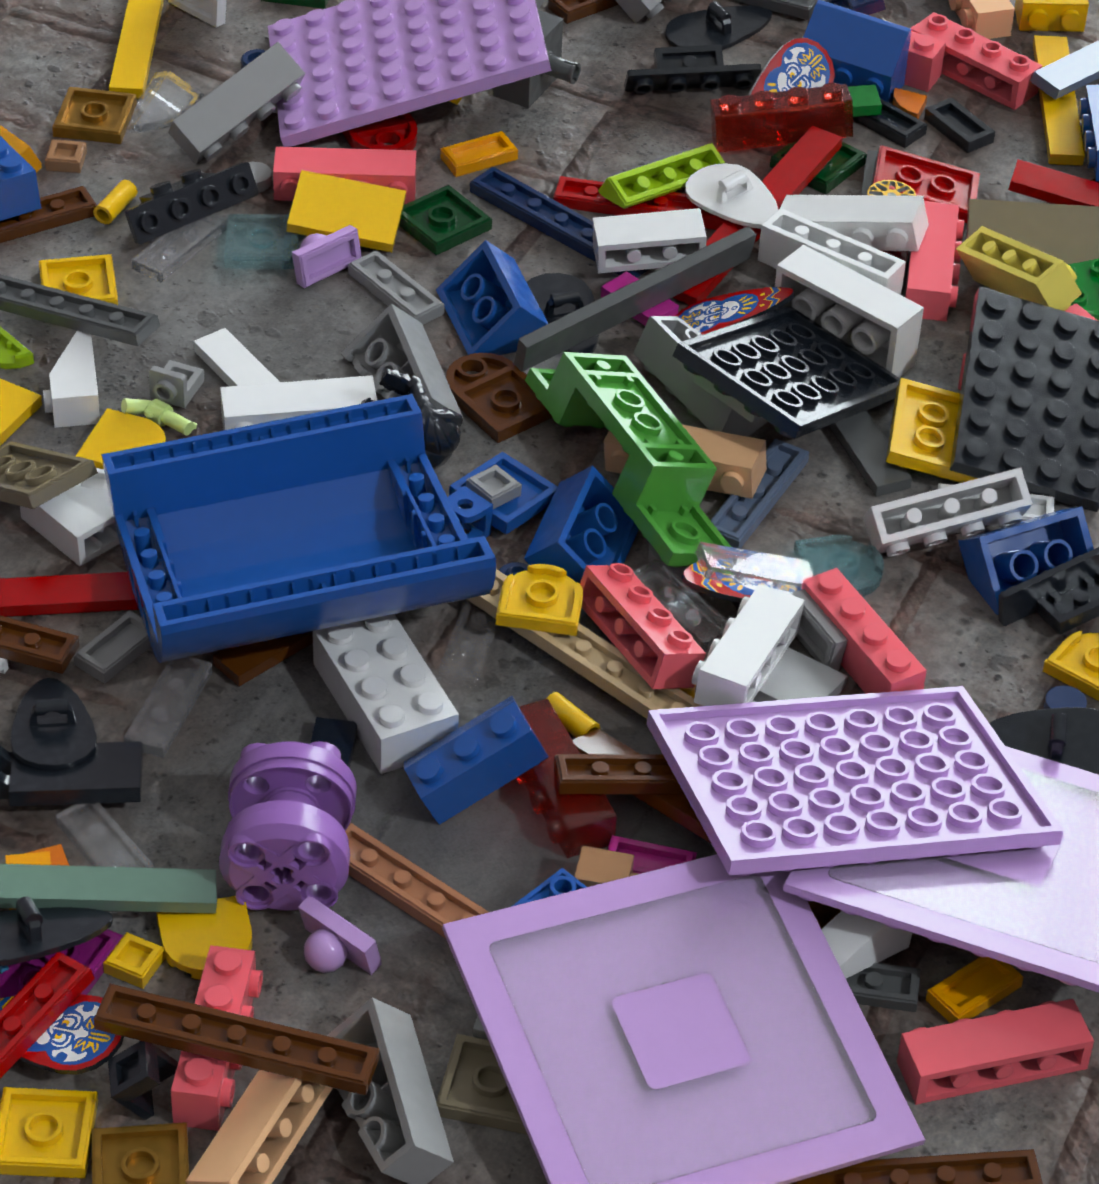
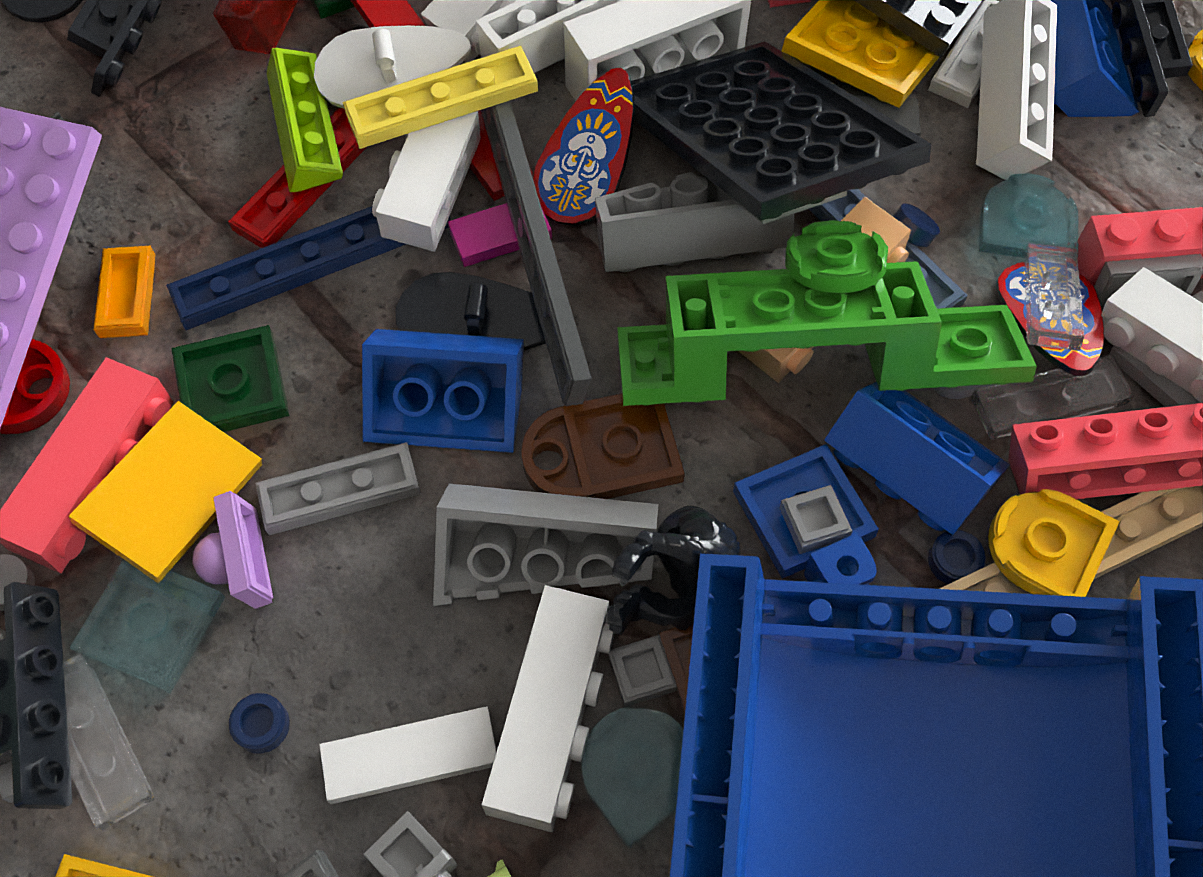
camera: 65 degrees left, 20 degrees up
(225, 305) = (259, 723): none -> dark blue tile
(691, 427) = (836, 257): none -> bright green tile
(702, 212) = (440, 96): none -> light yellow tile
(783, 499) = (922, 226): none -> dark blue tile

